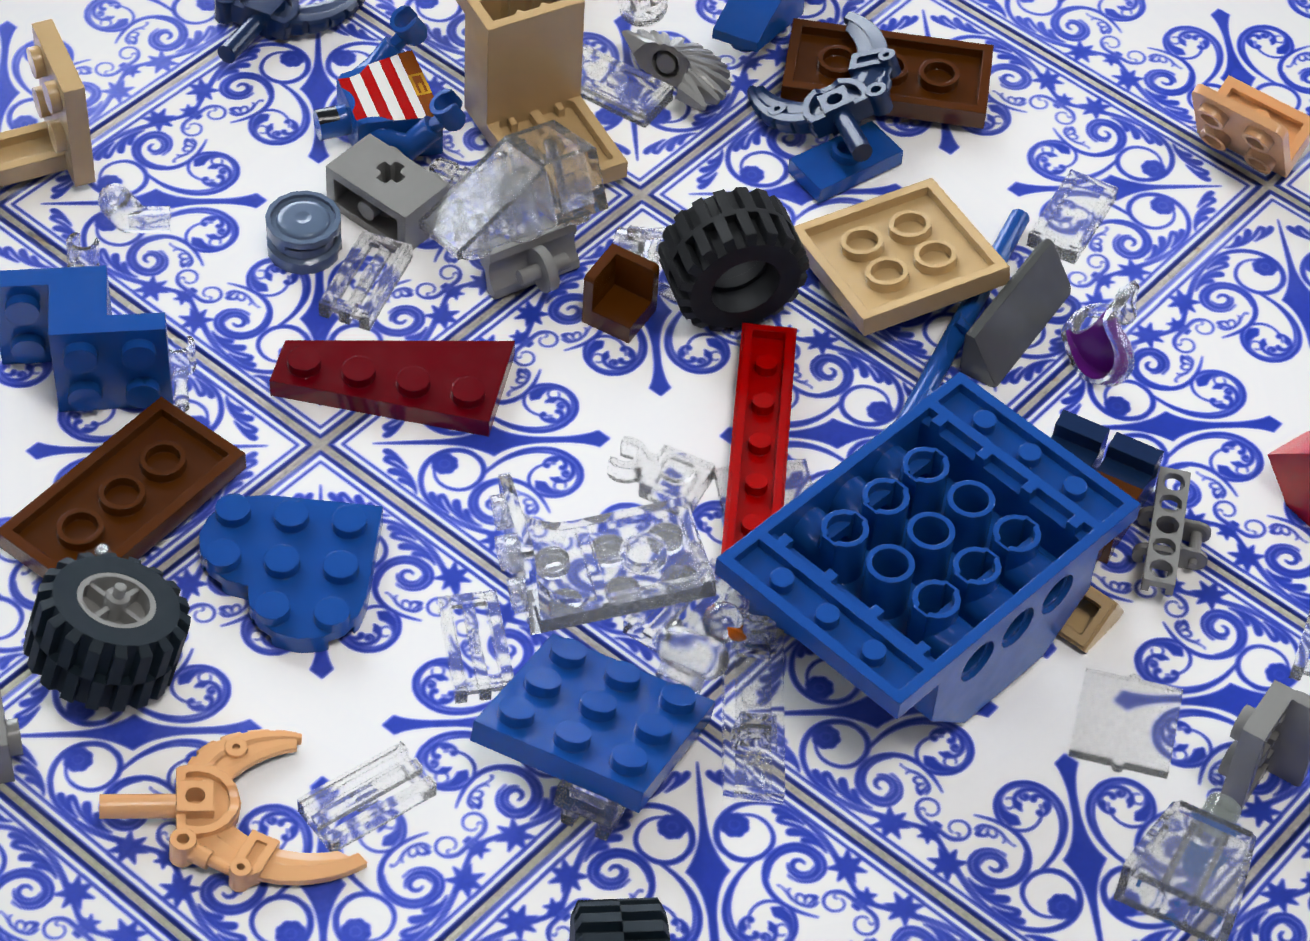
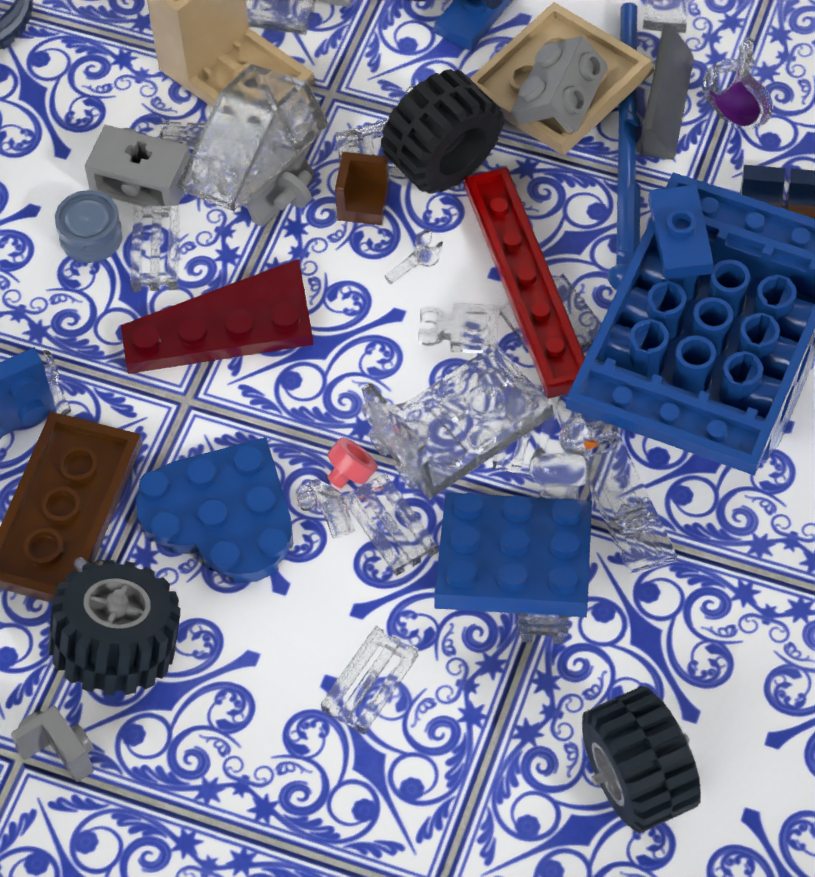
camera: 15 degrees left, 10 degrees up
(209, 809) = (257, 738): light nougat bar -> none
(392, 97) = (103, 87): torso -> none
(418, 604) = (330, 502): none -> clear arm
(461, 564) = (350, 463): none -> coral tile
(659, 386) = (422, 255): none -> clear hand
(892, 256) = (561, 84): none -> light grey bracket
(934, 432) = (680, 232): none -> blue plate

